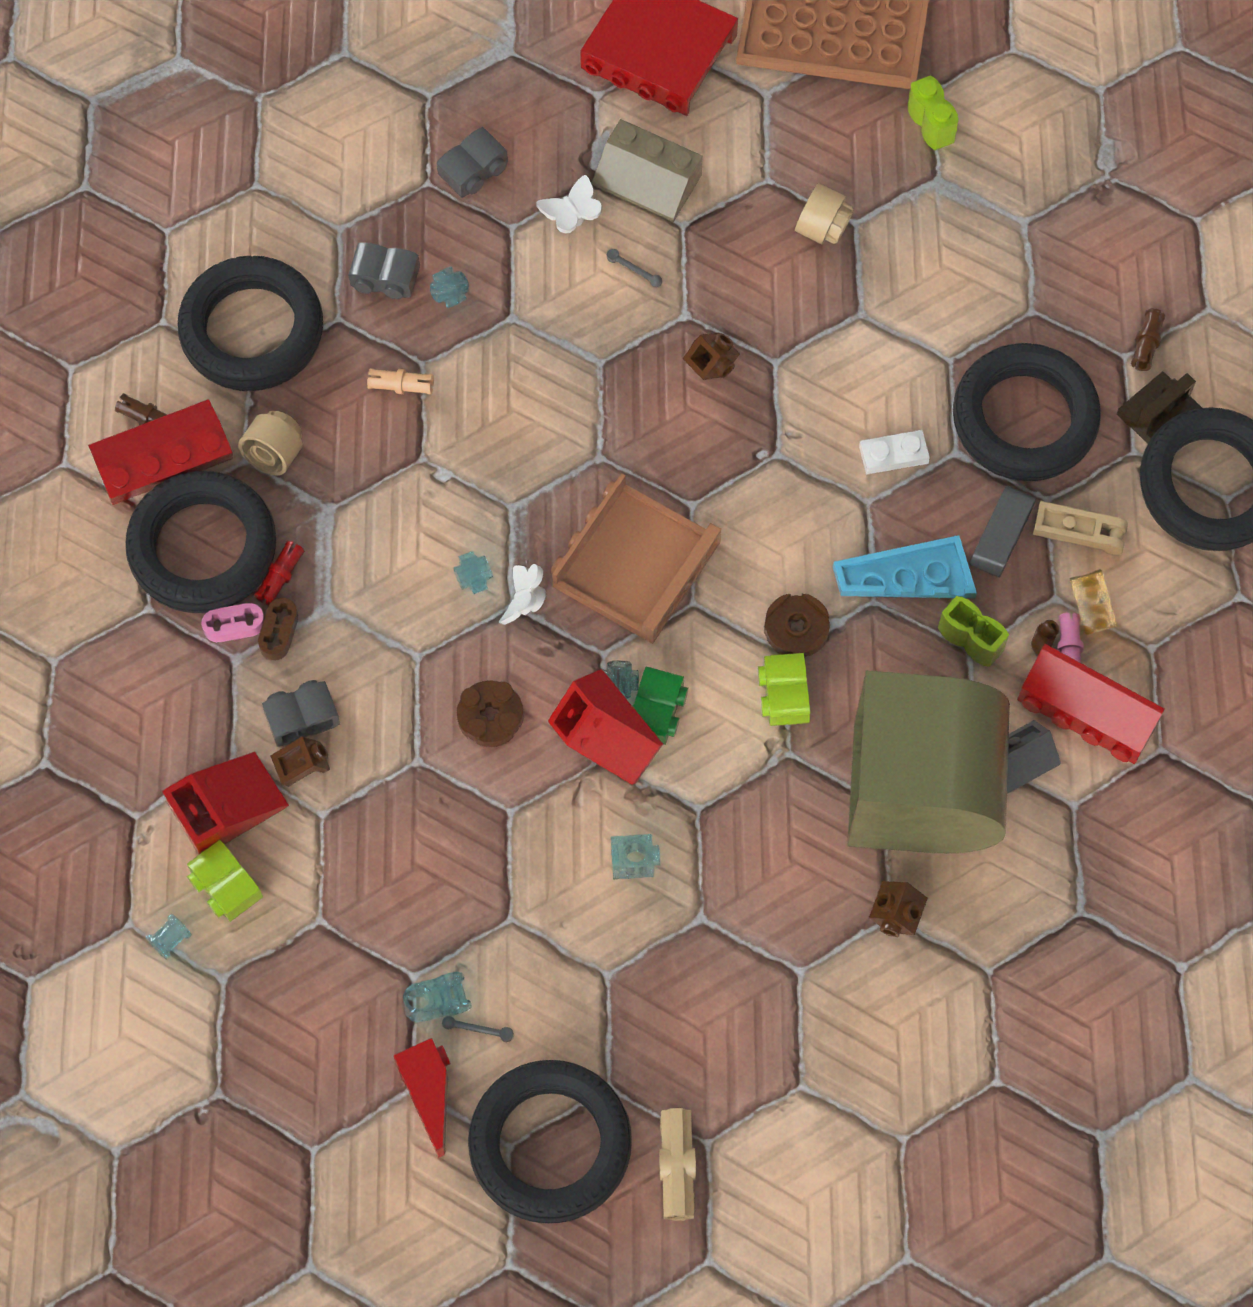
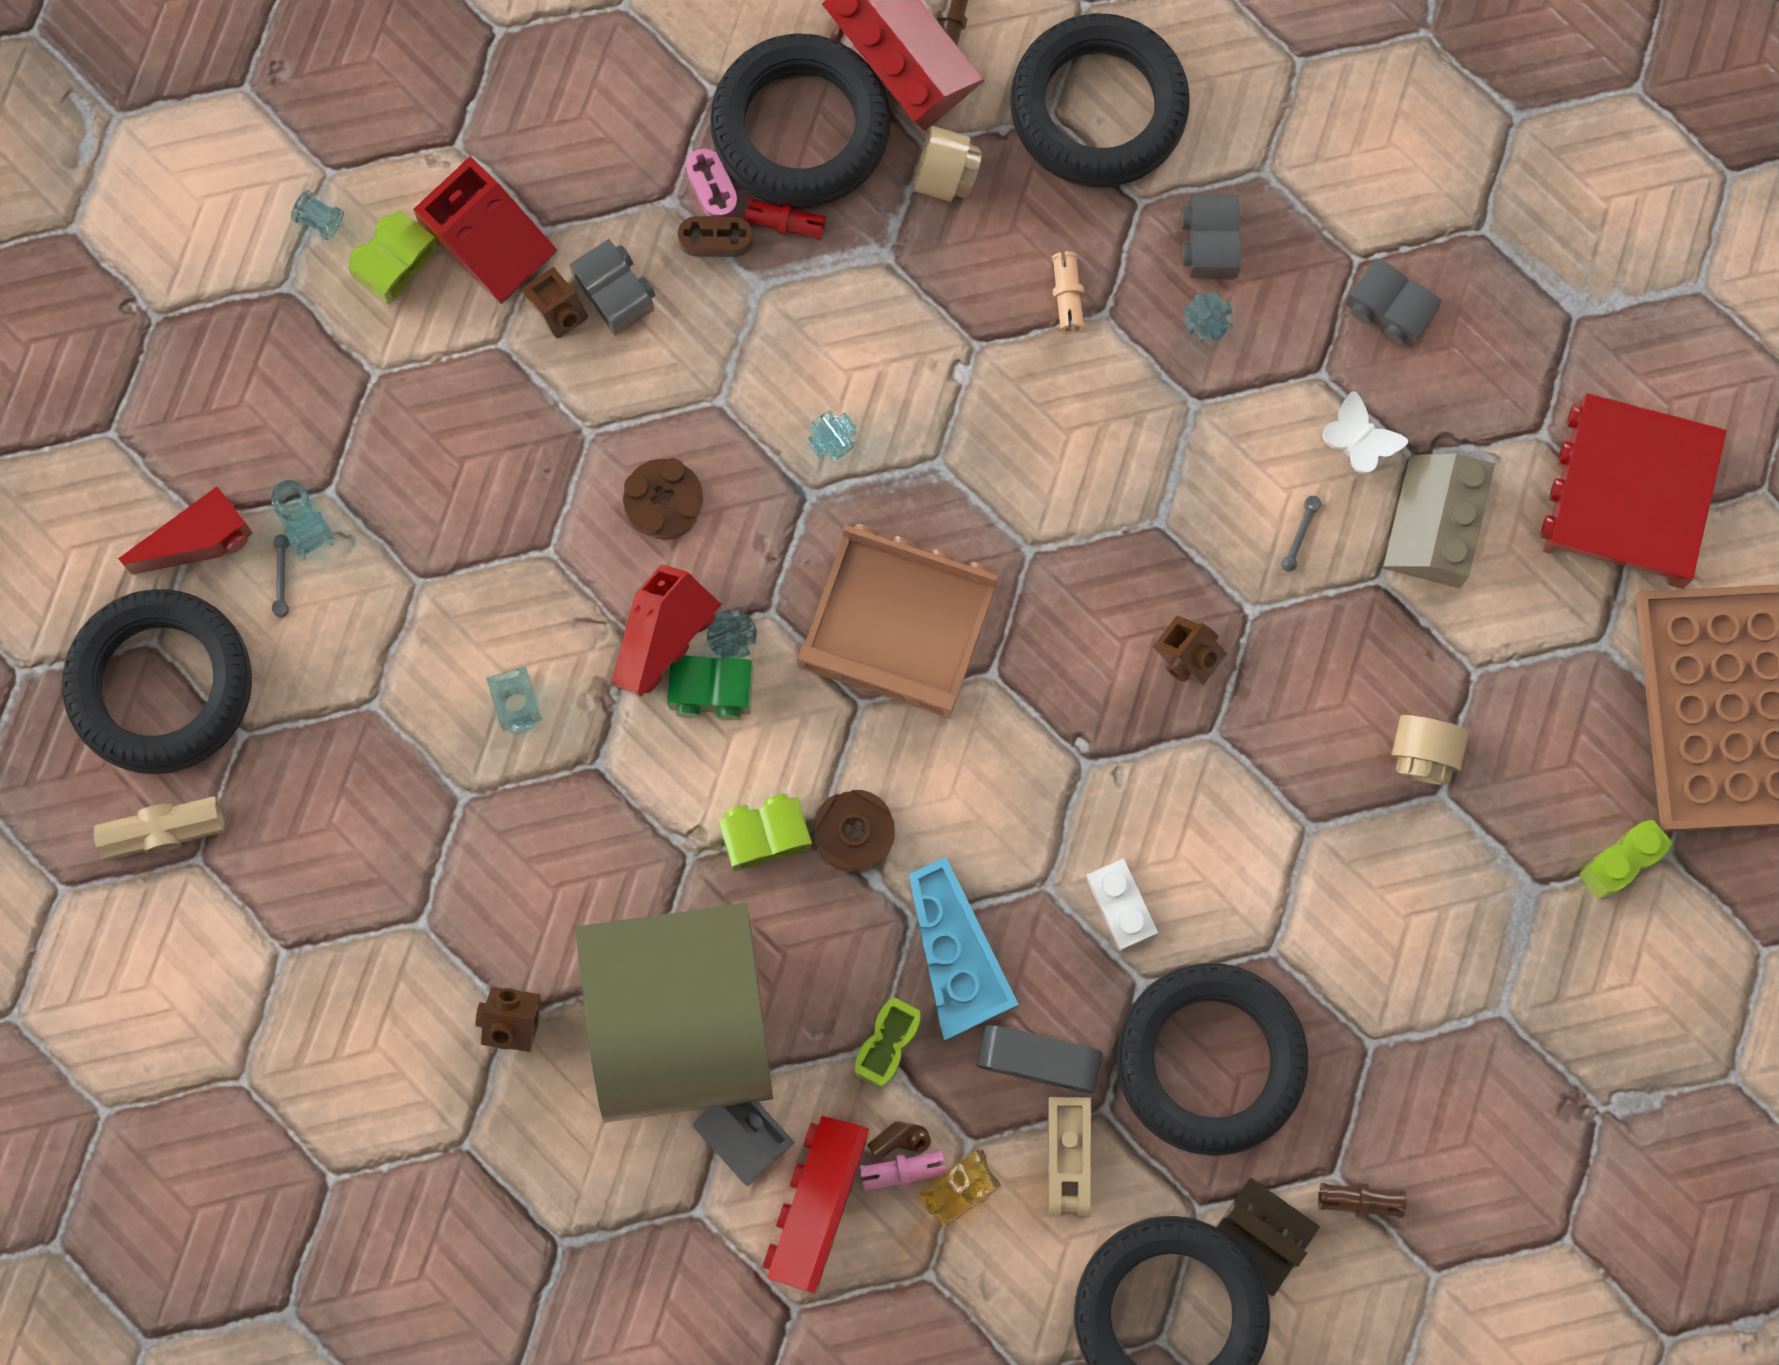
camera: 75 degrees right, 10 degrees up
(528, 593) = (818, 506): white animal -> none

